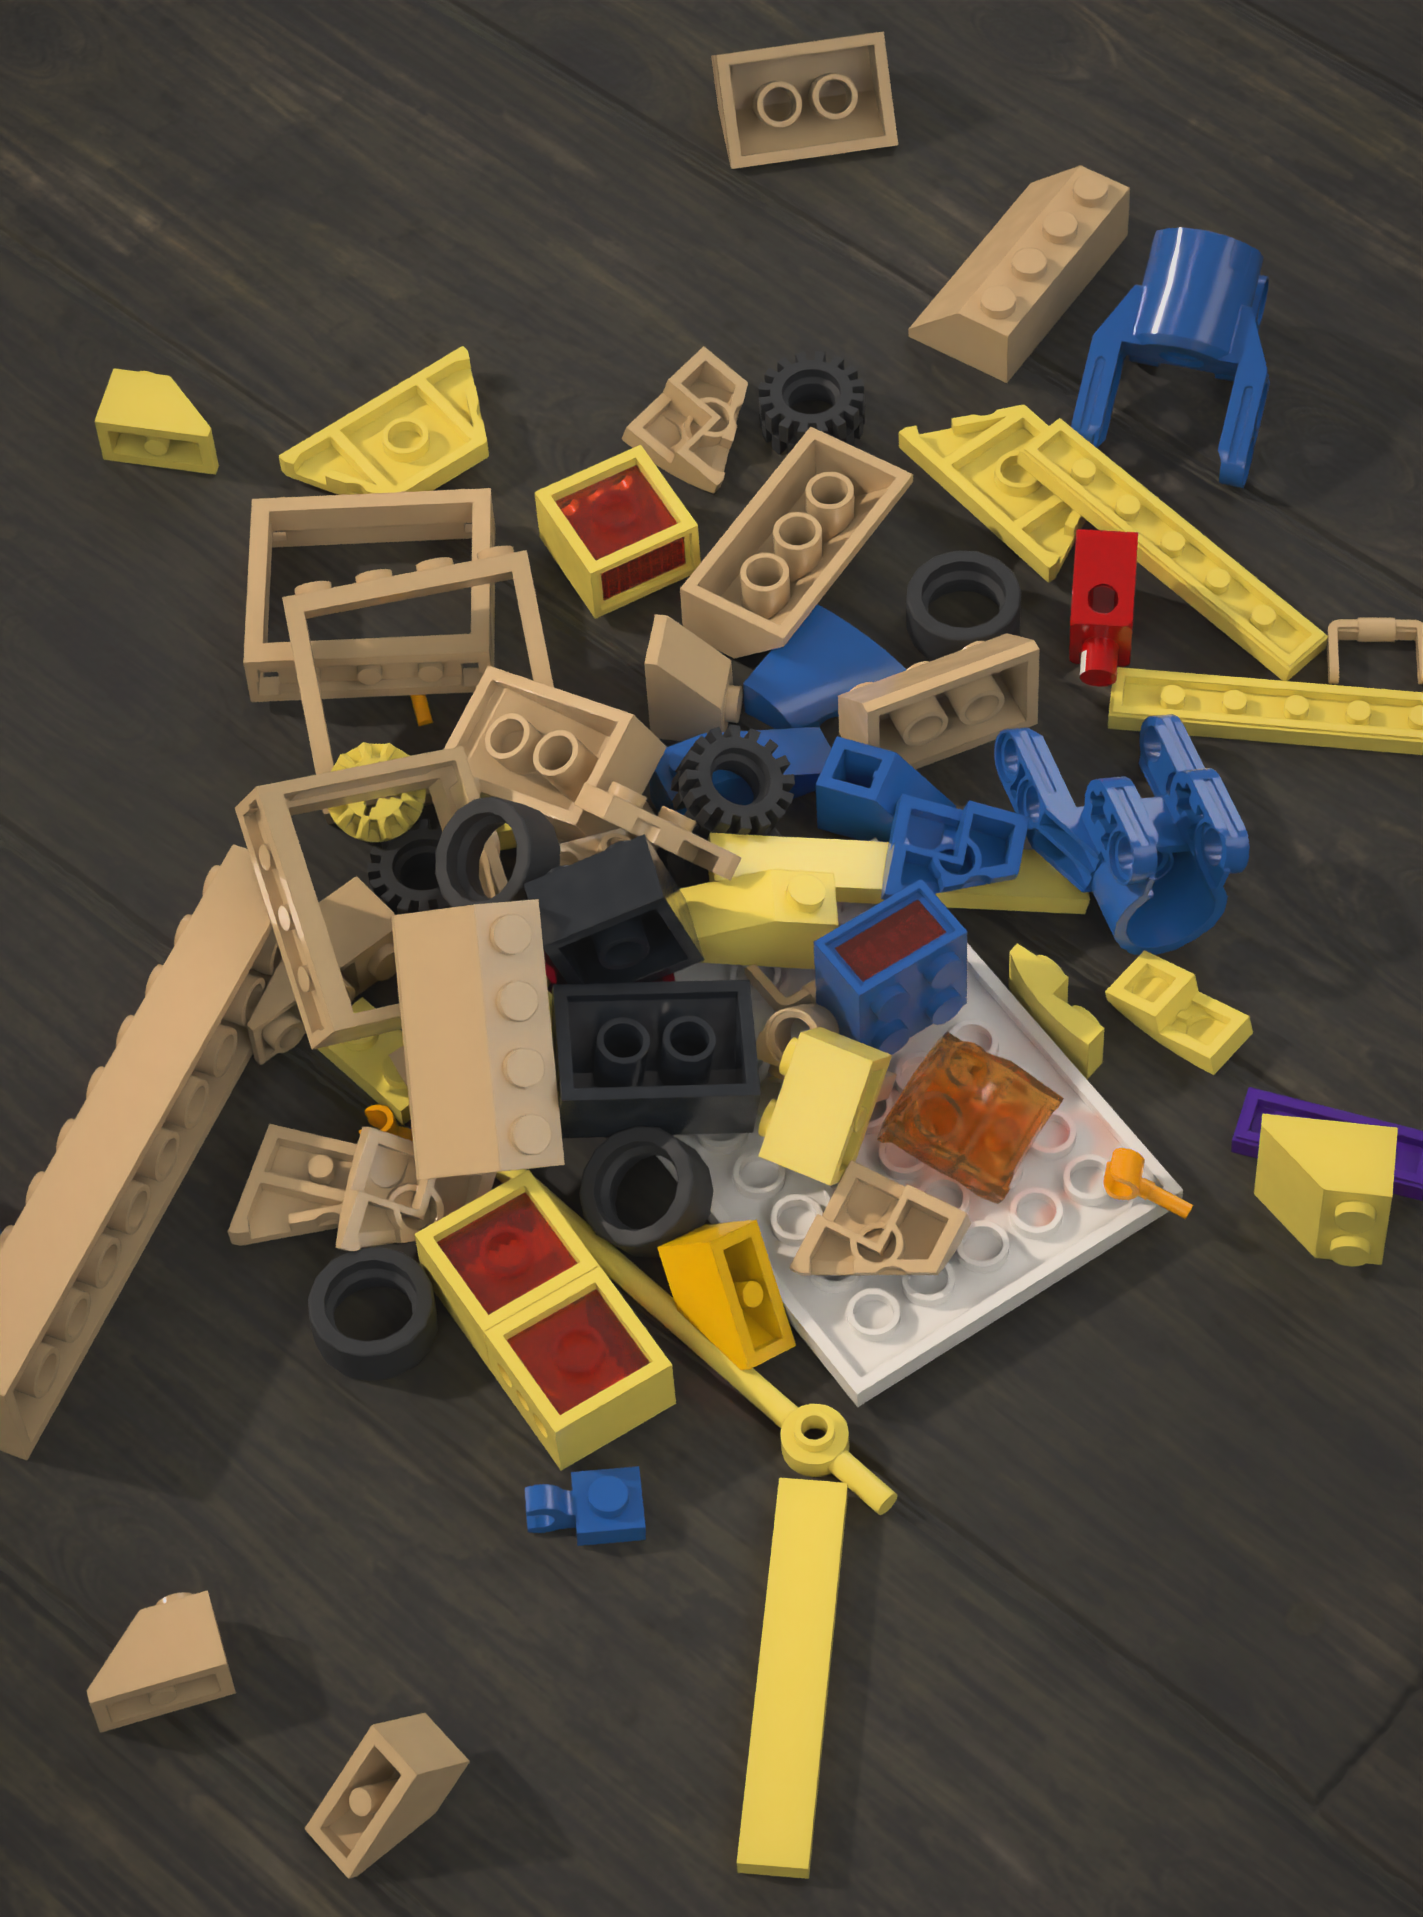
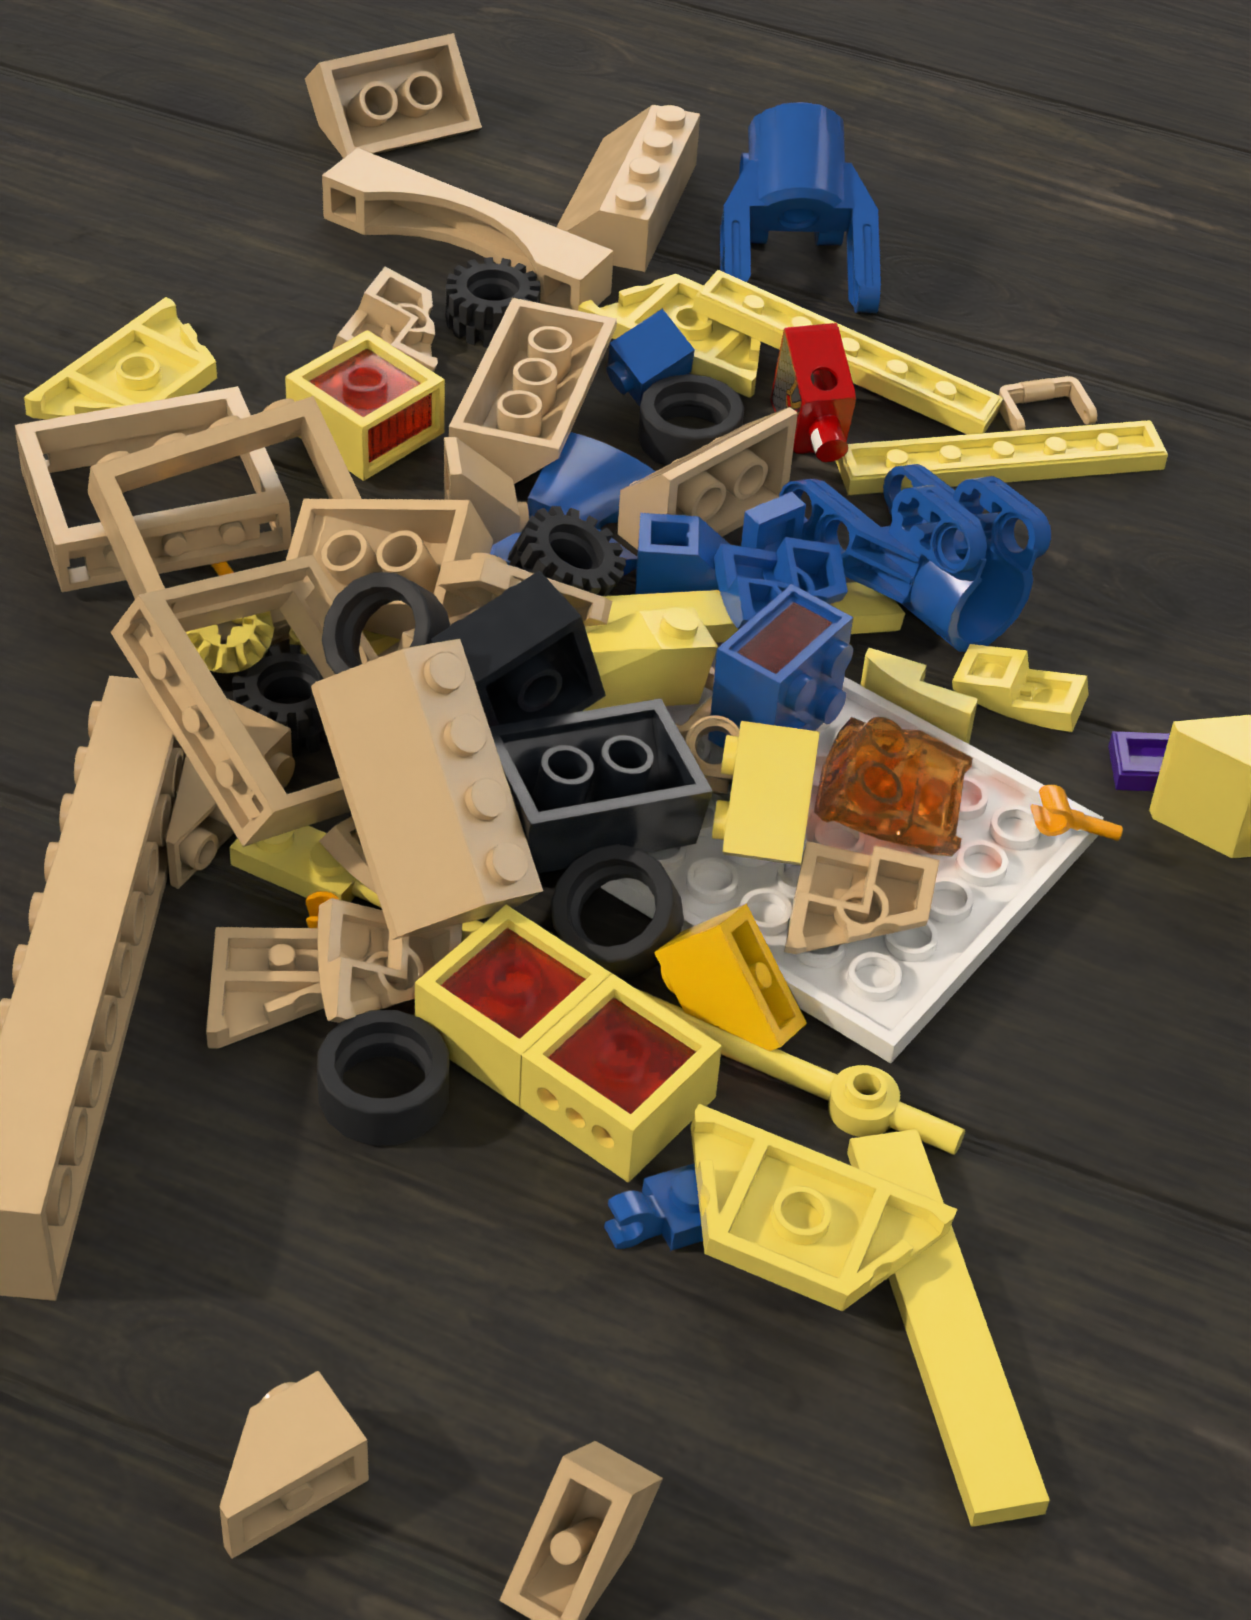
camera: 25 degrees left, 10 degrees down
(695, 1546) = (804, 1213): none -> light yellow wing
(744, 242) = (390, 199): none -> tan arch
(941, 520) = (648, 355): none -> blue brick
(973, 777) = (772, 522): none -> blue plate

